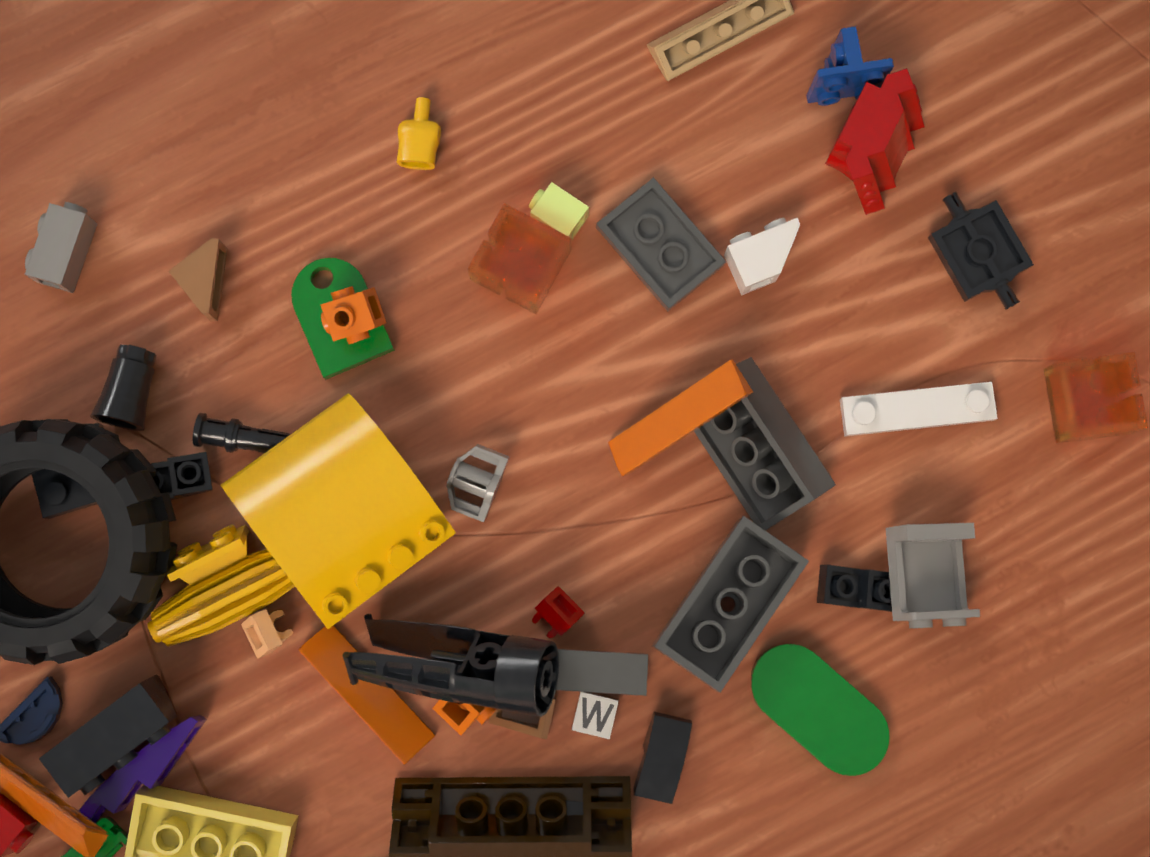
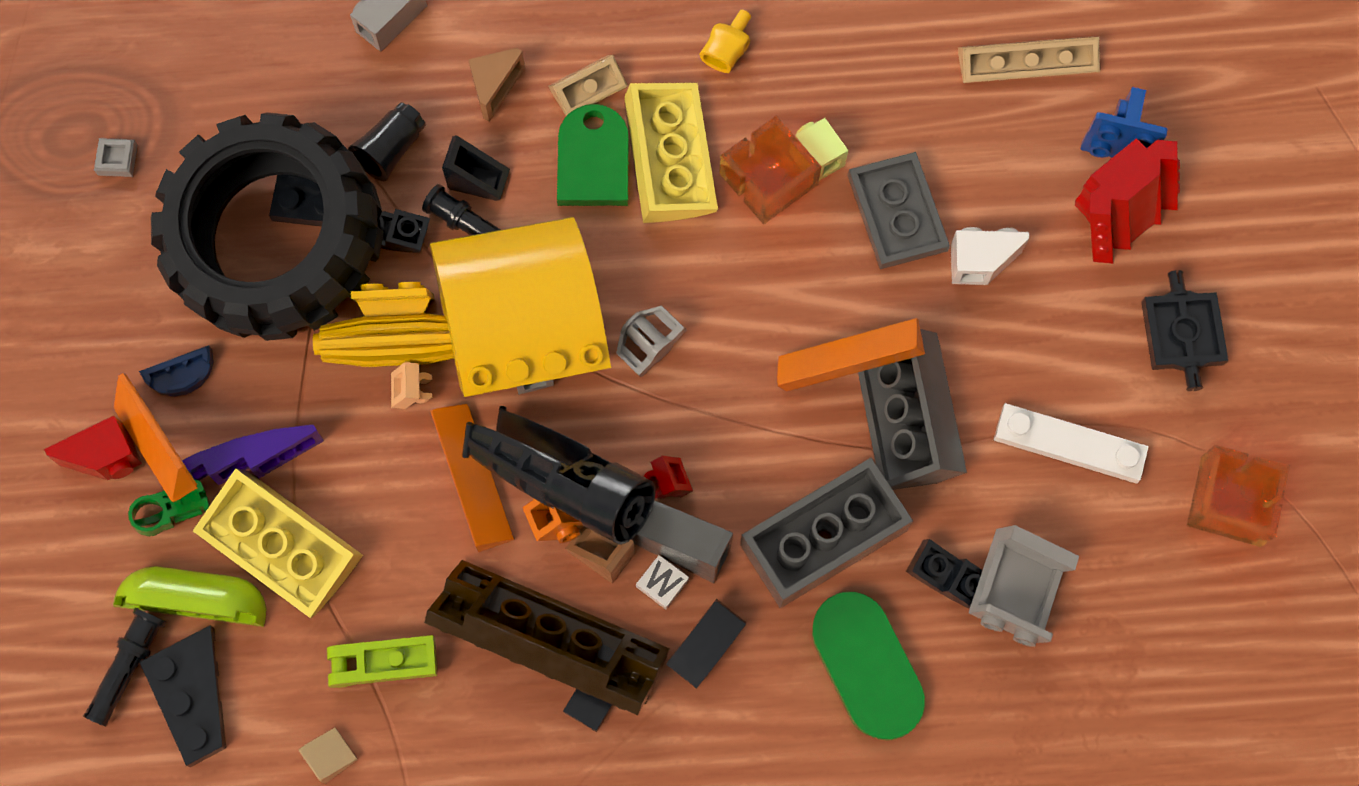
camera: 25 degrees right, 10 degrees down
(111, 737) = (238, 408): black slope -> none
(227, 383) = (473, 171): none -> black slope
(299, 240) = (588, 84): none -> tan slope
(352, 314) = (605, 154): orange brick -> none
(412, 277) = (670, 151): none -> light yellow slope

